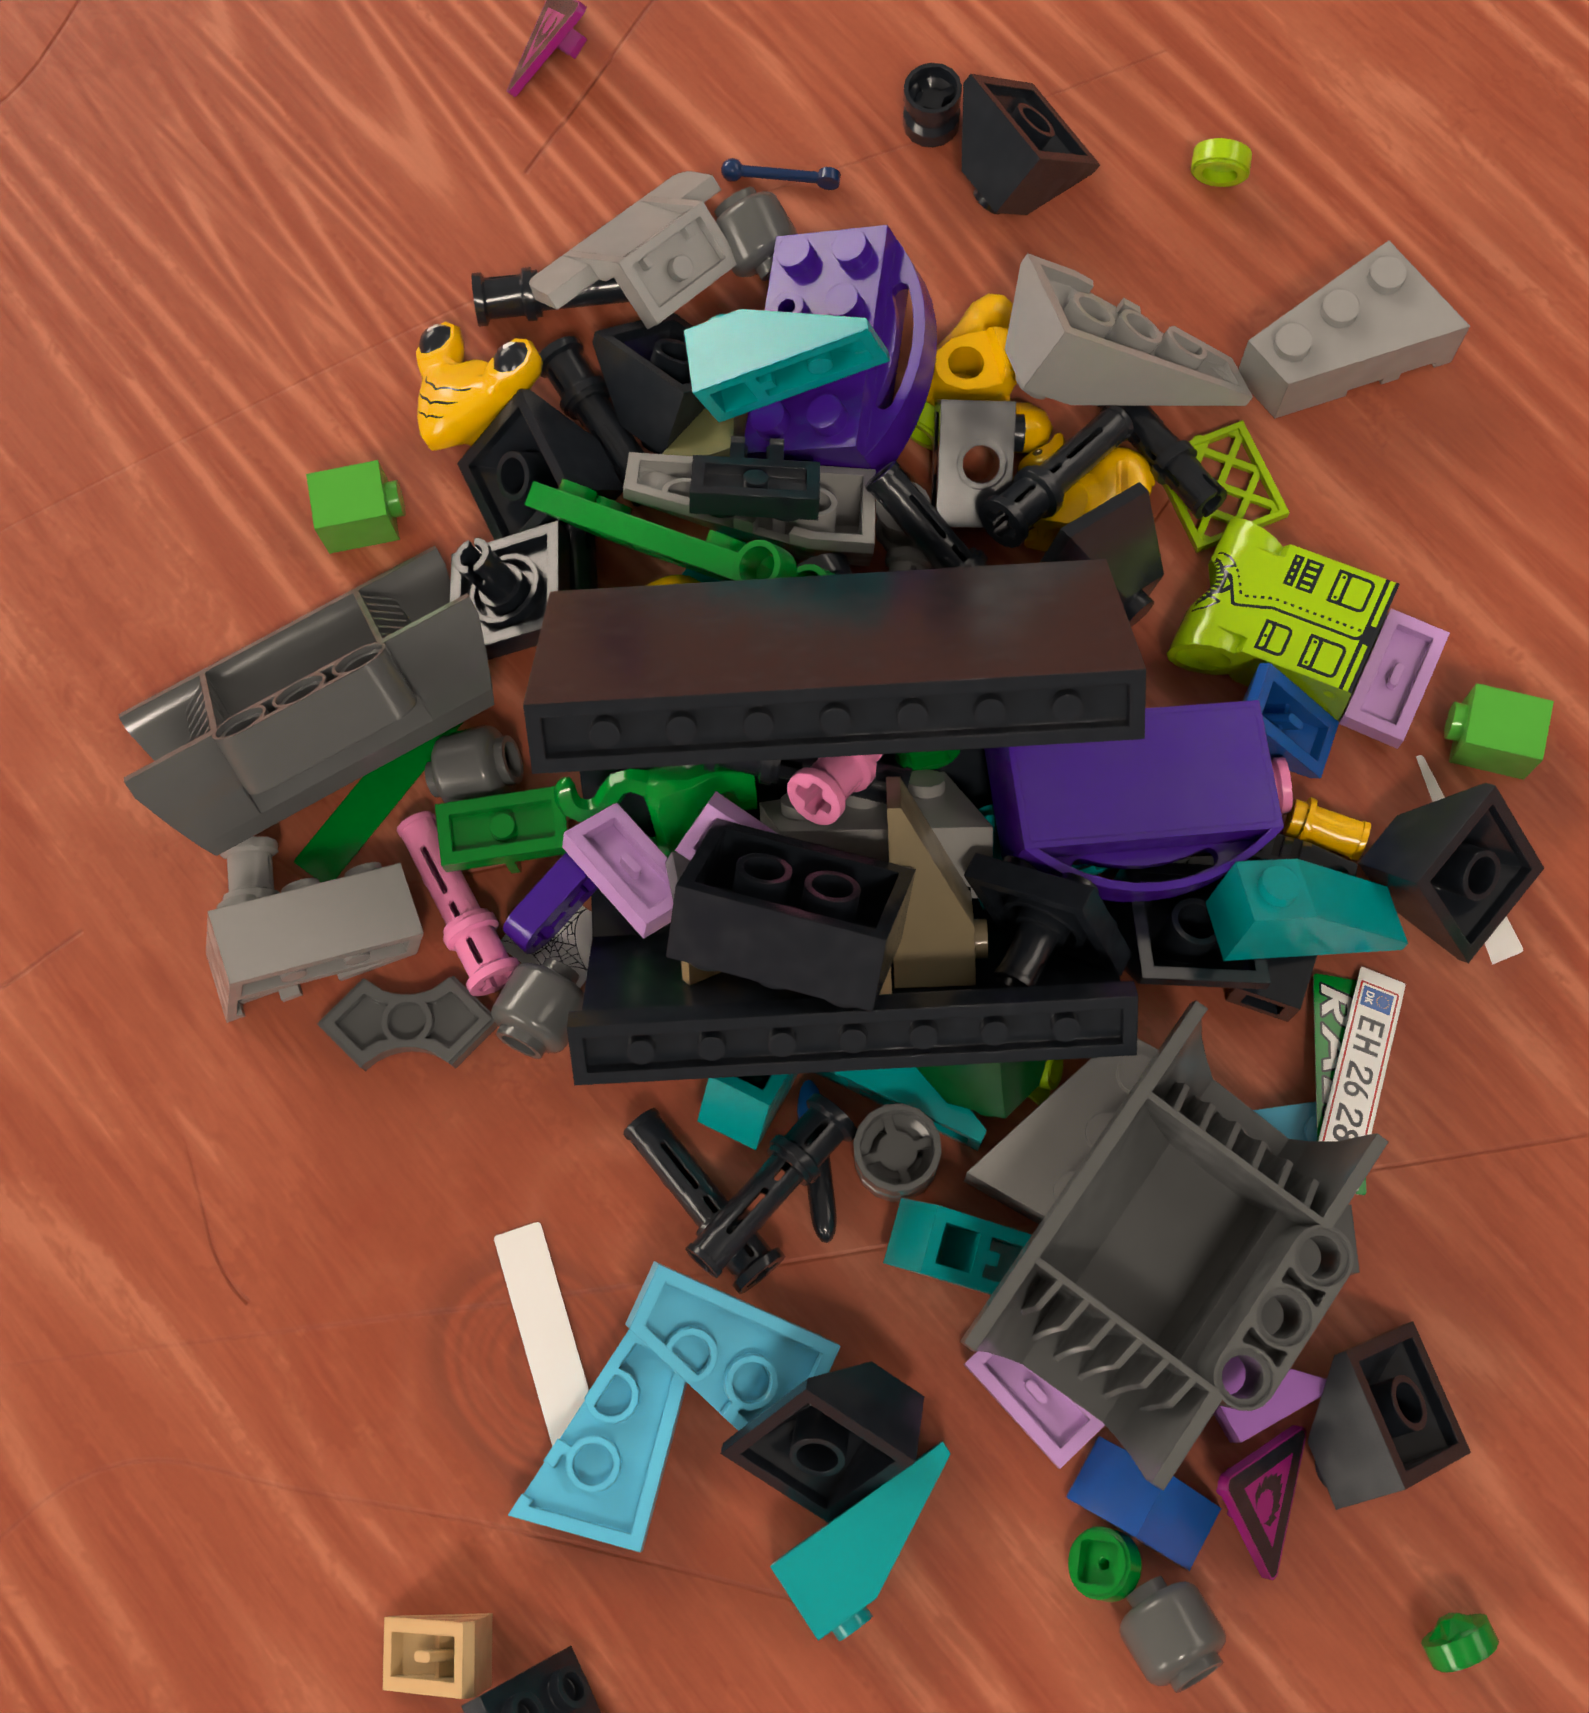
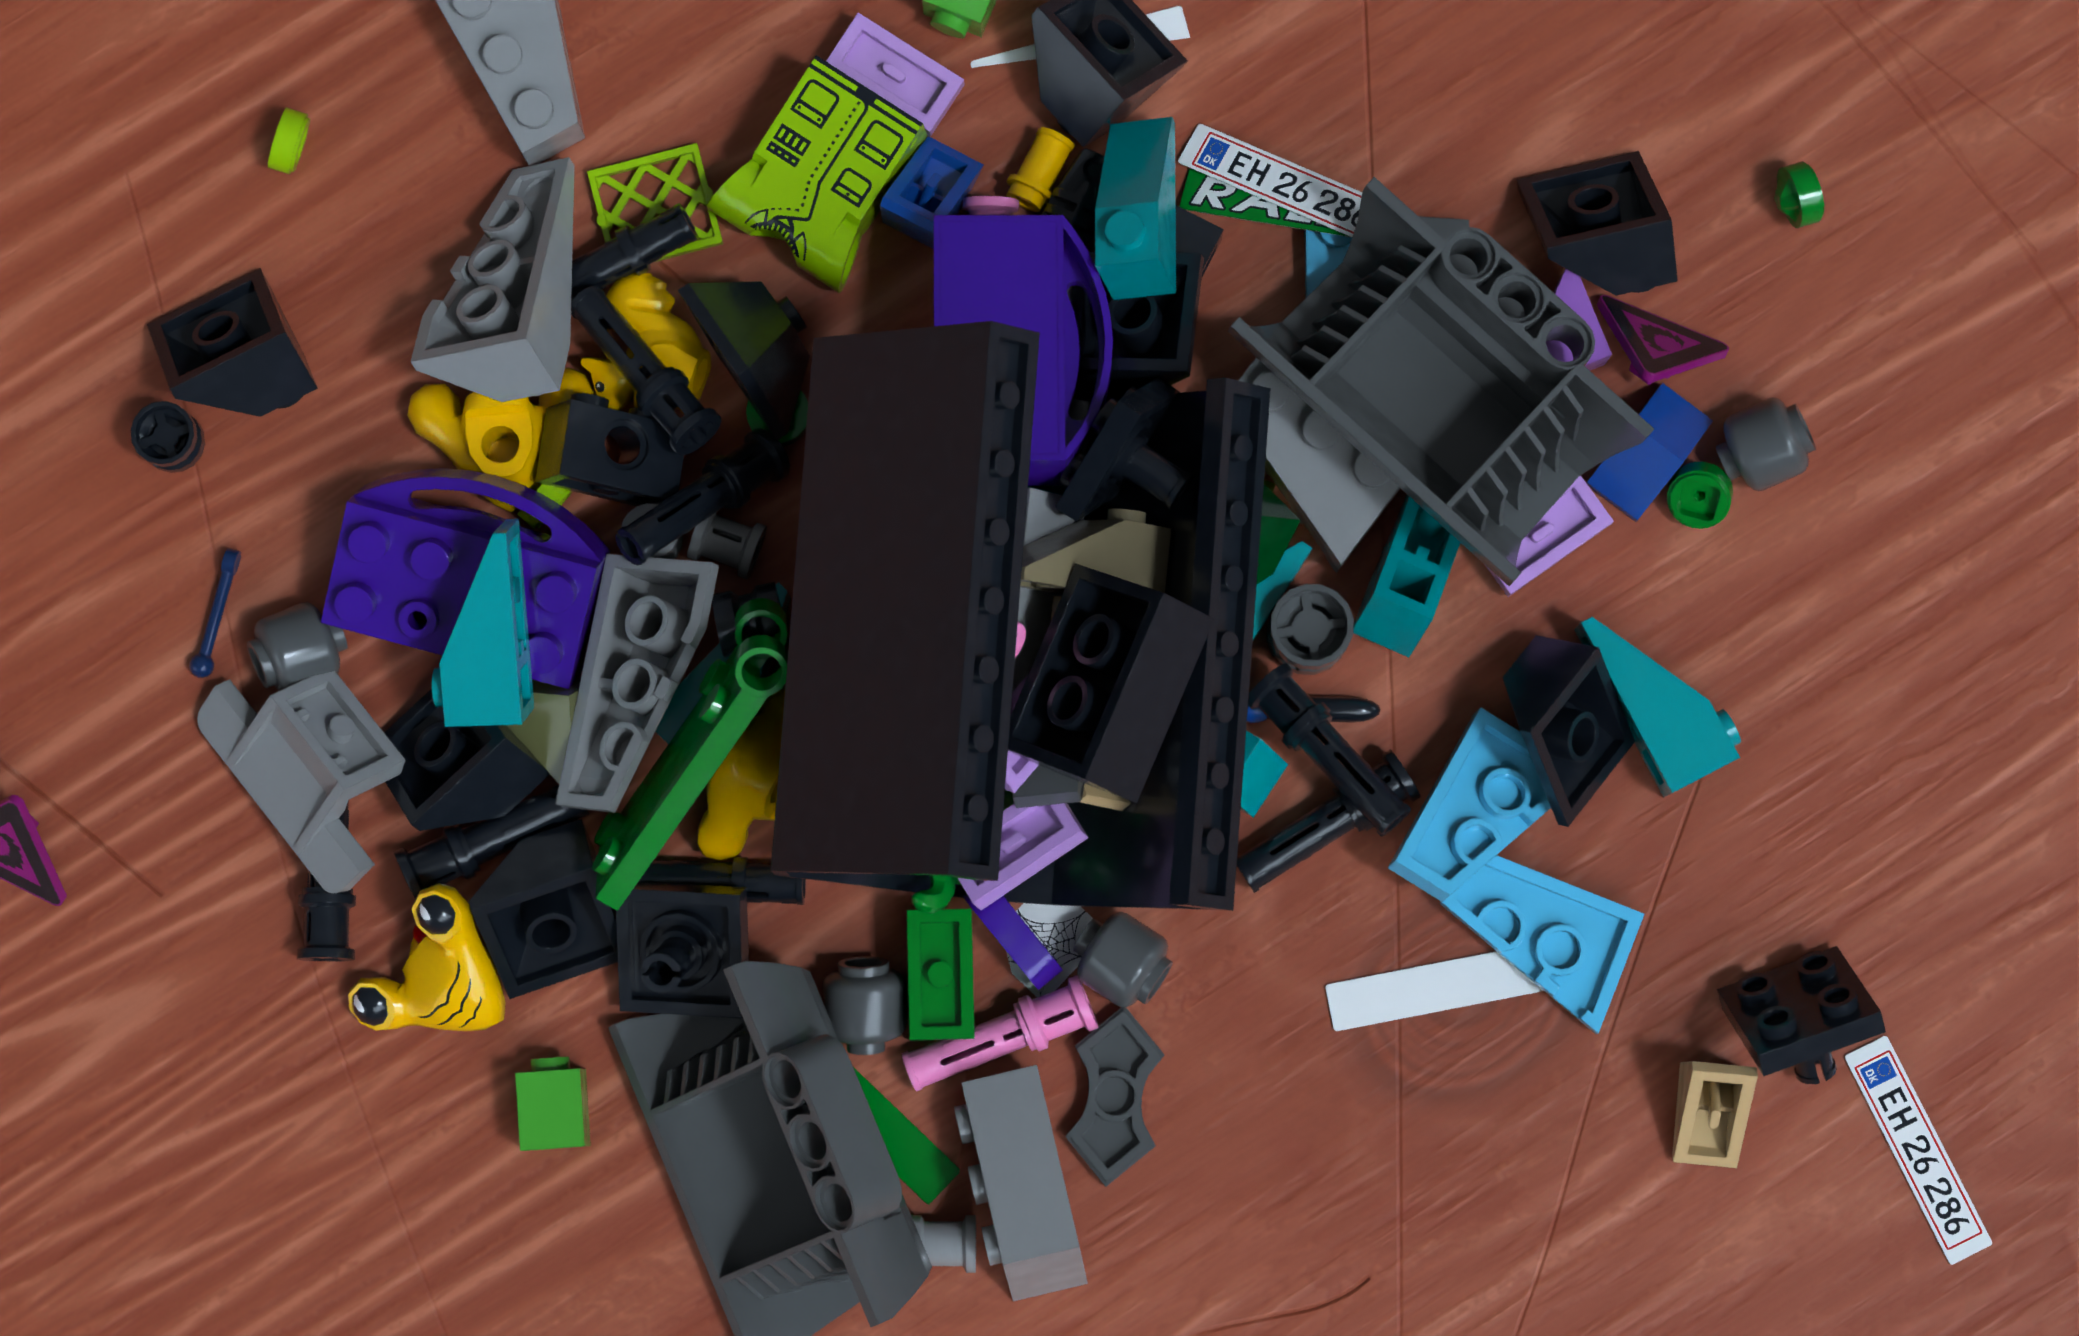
camera: 90 degrees left, 10 degrees up
(754, 485) = (634, 672): black hinge -> none

